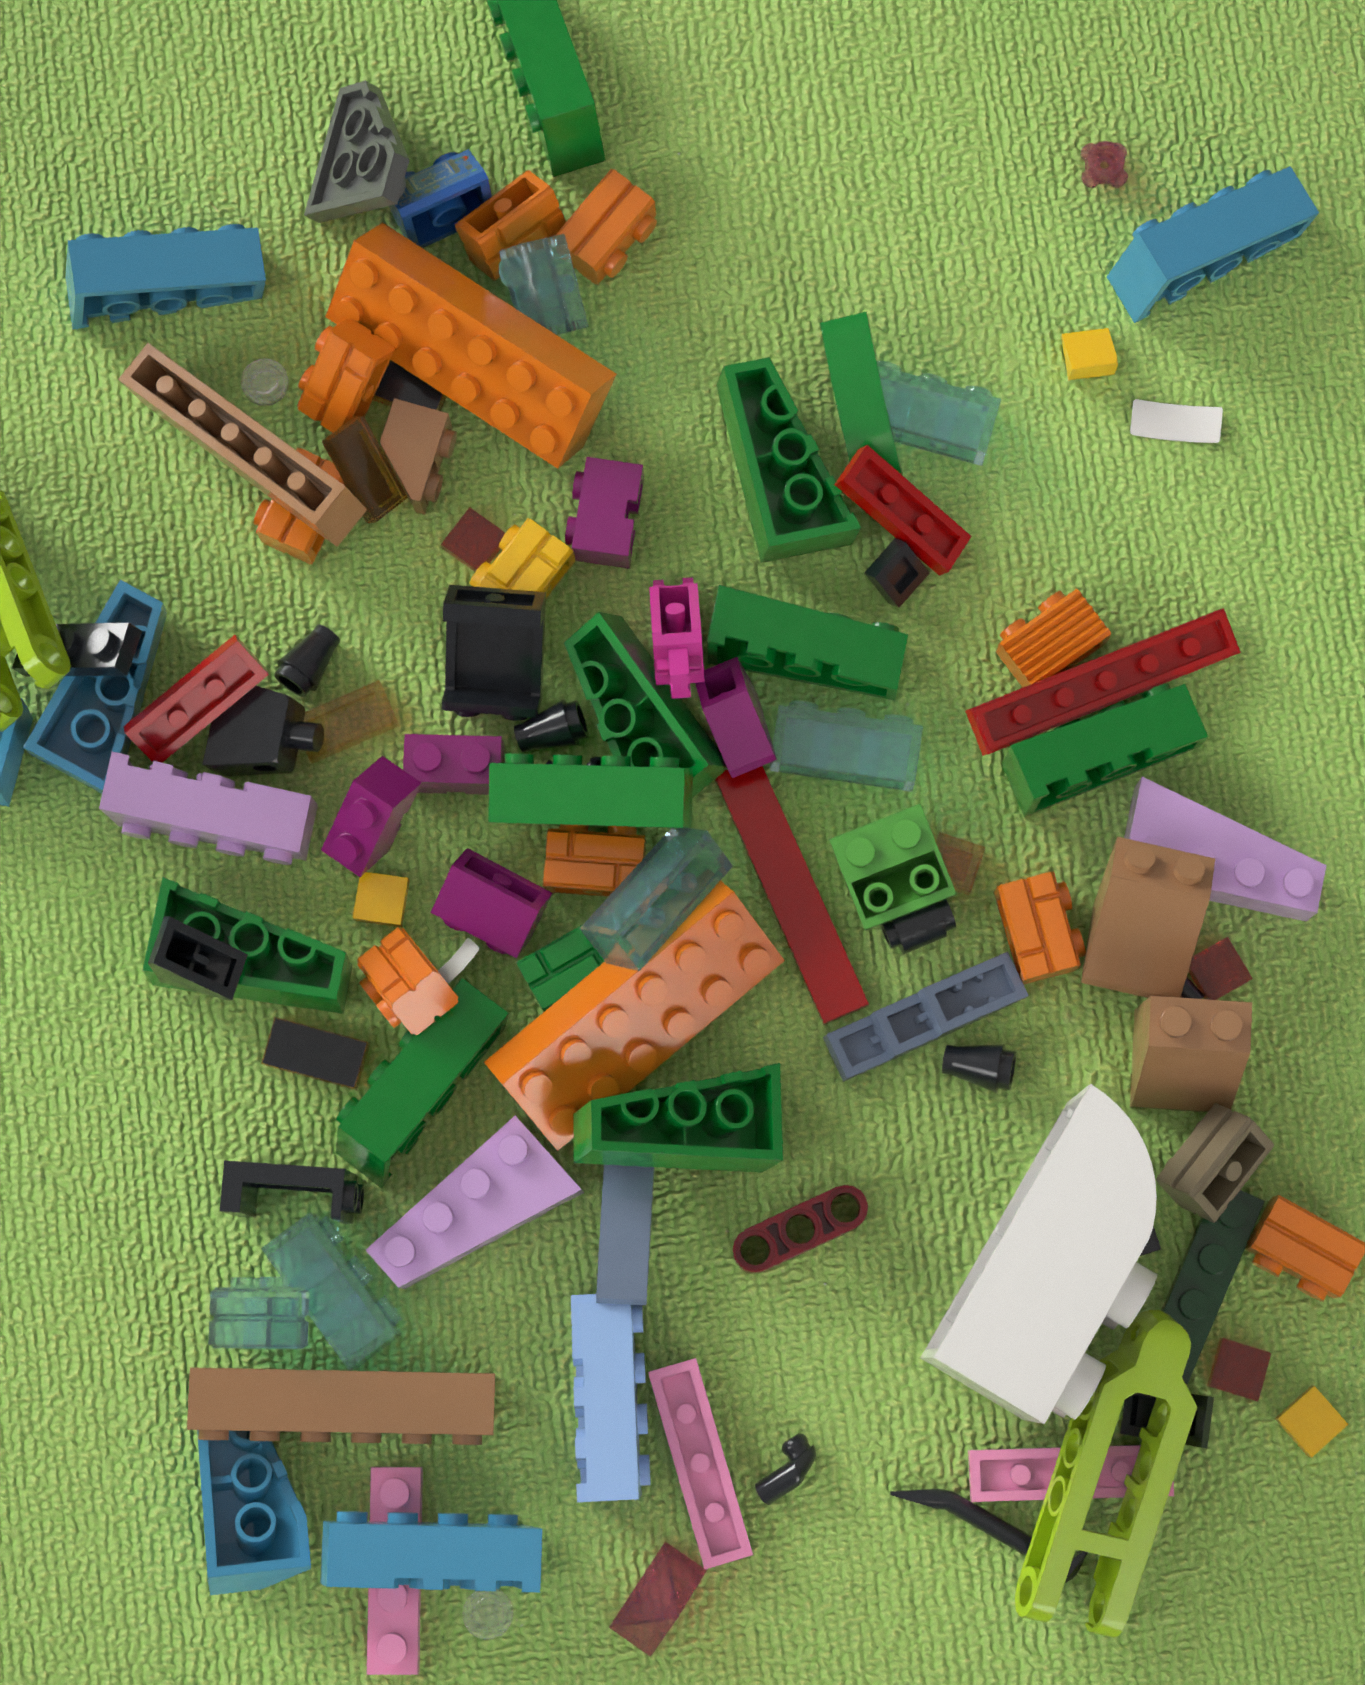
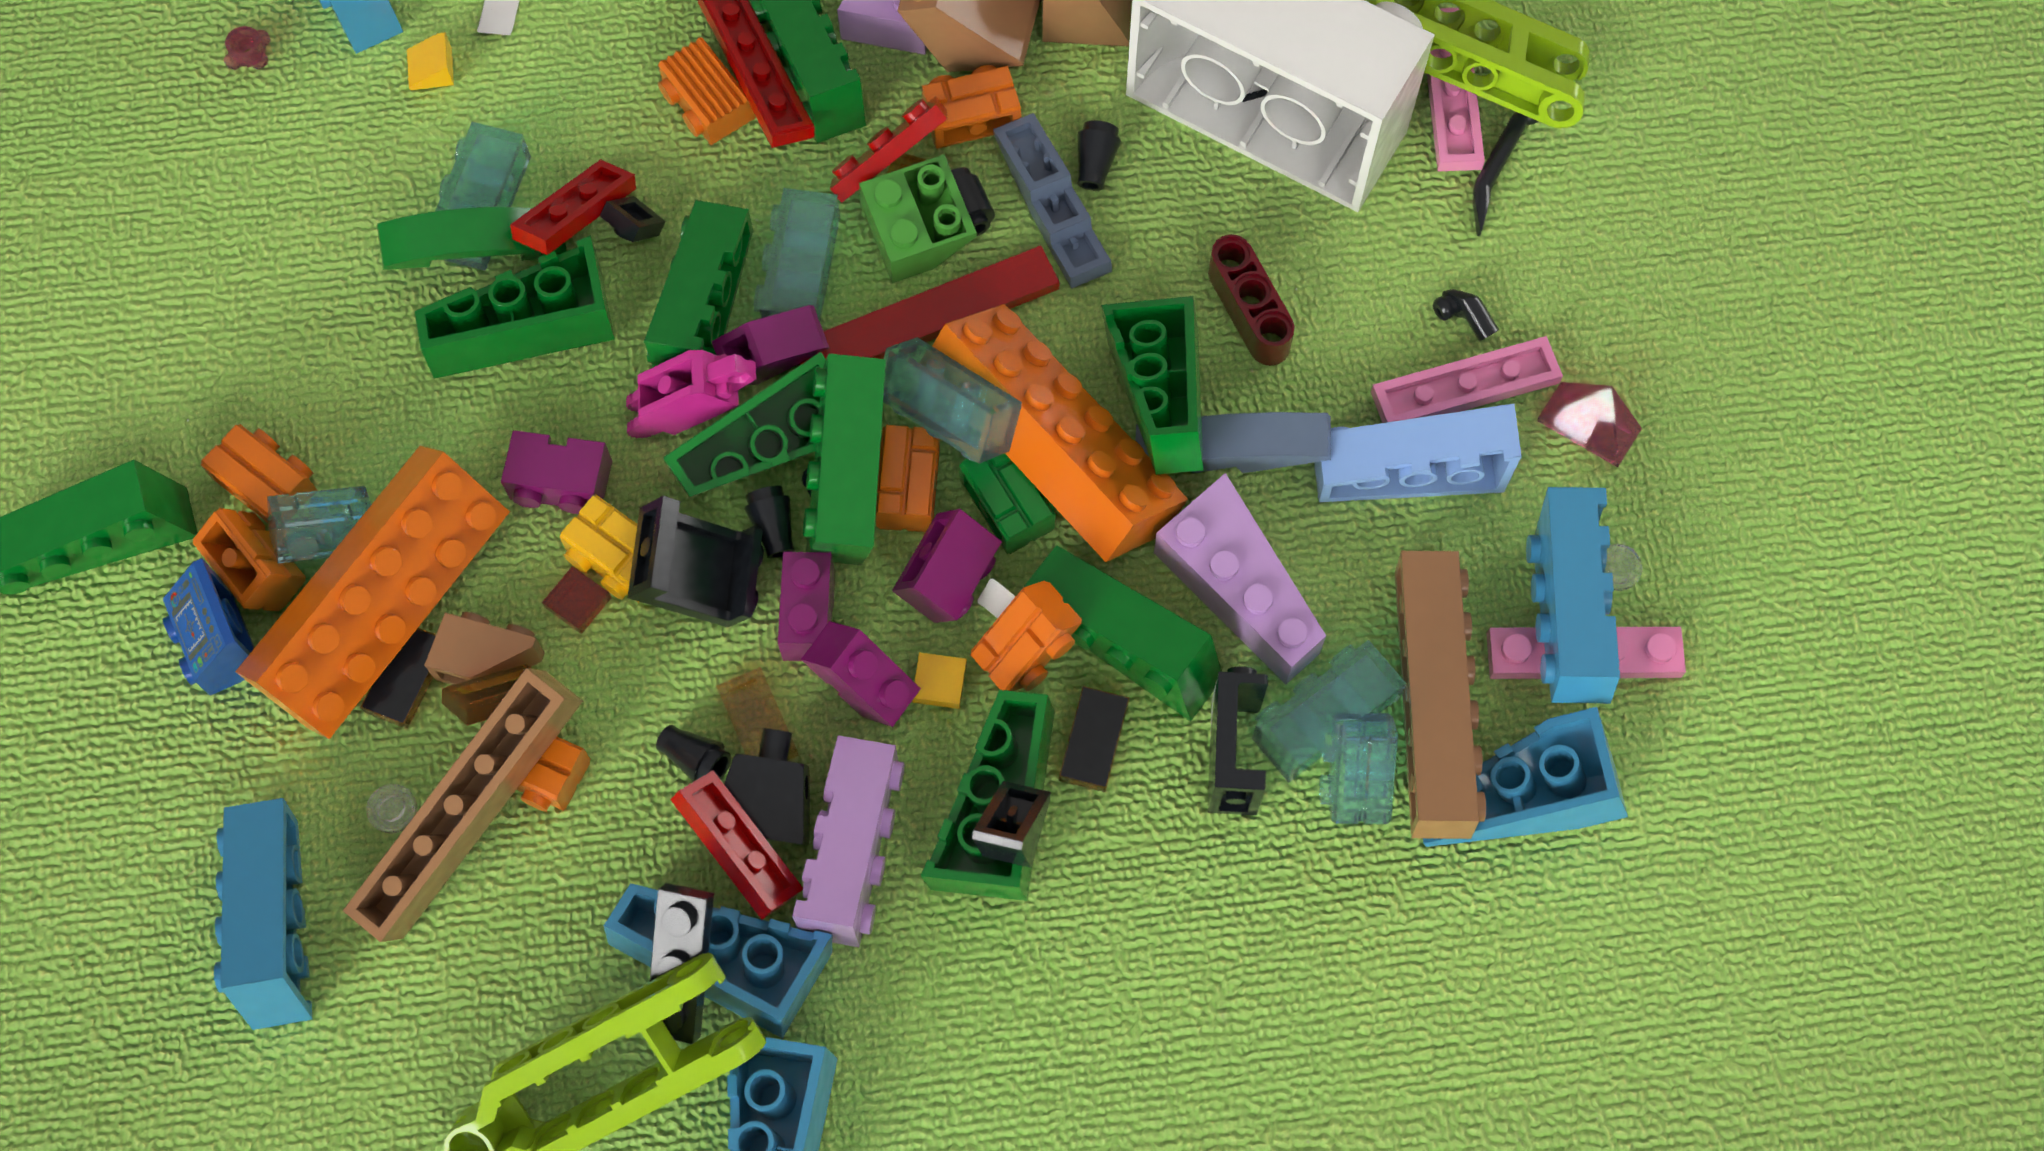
camera: 95 degrees left, 10 degrees down
(344, 374) = (397, 713): orange brick -> none
(360, 159) = (159, 706): dark grey plate -> none
(970, 836) = (887, 147): none -> red plate

